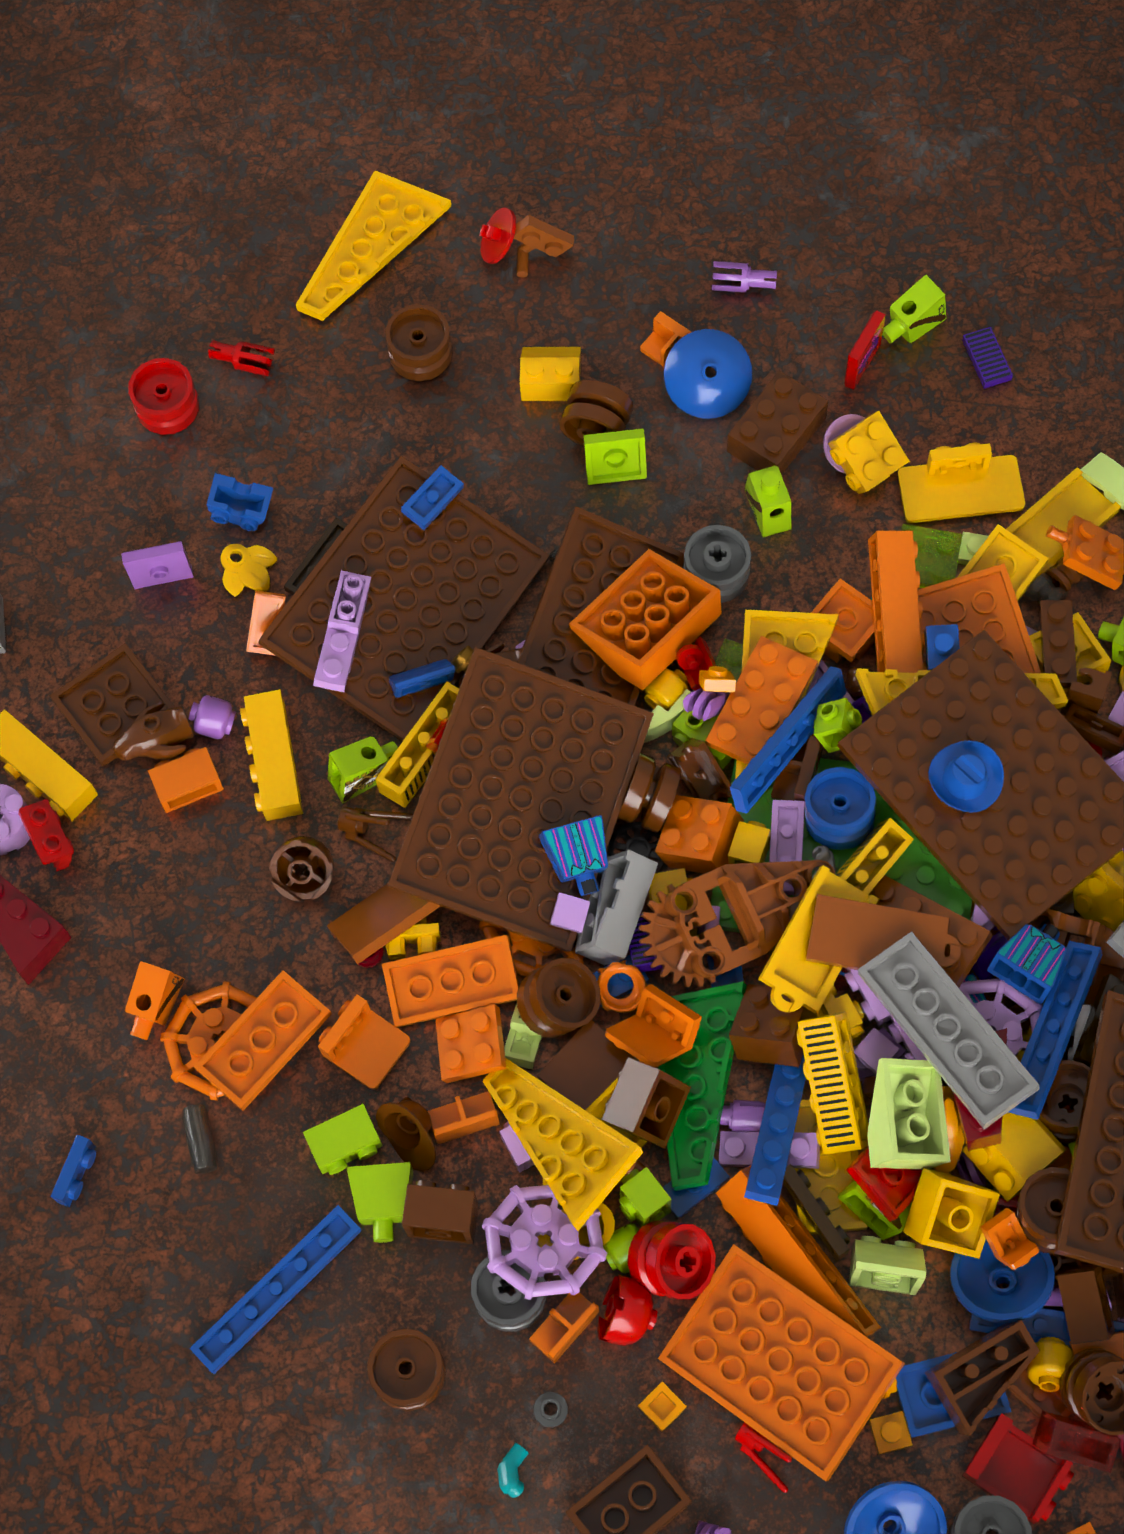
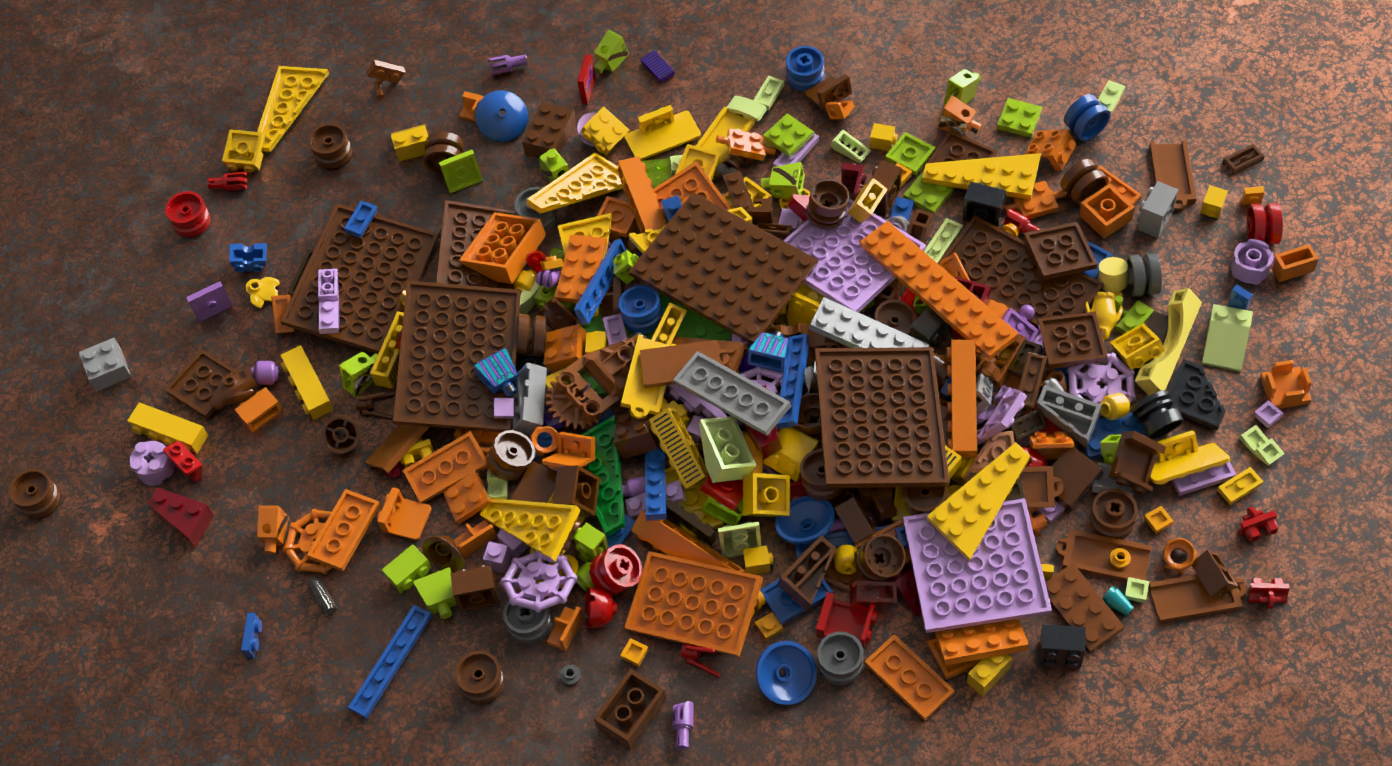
camera: 15 degrees left, 10 degrees down
(280, 308) = (243, 150): none -> yellow plate
(422, 678) = (382, 316): blue slope -> none
(489, 1166) = (497, 556): none -> lavender brick
(497, 235) = (359, 79): red piece -> none
(508, 1471) = (555, 713): teal arm -> none
(810, 539) = (584, 181): none -> yellow wing
(904, 1312) = (757, 560): none -> yellow brick
(967, 776) = (705, 265): blue hat -> none
(1008, 1240) = (801, 498): orange bracket -> none

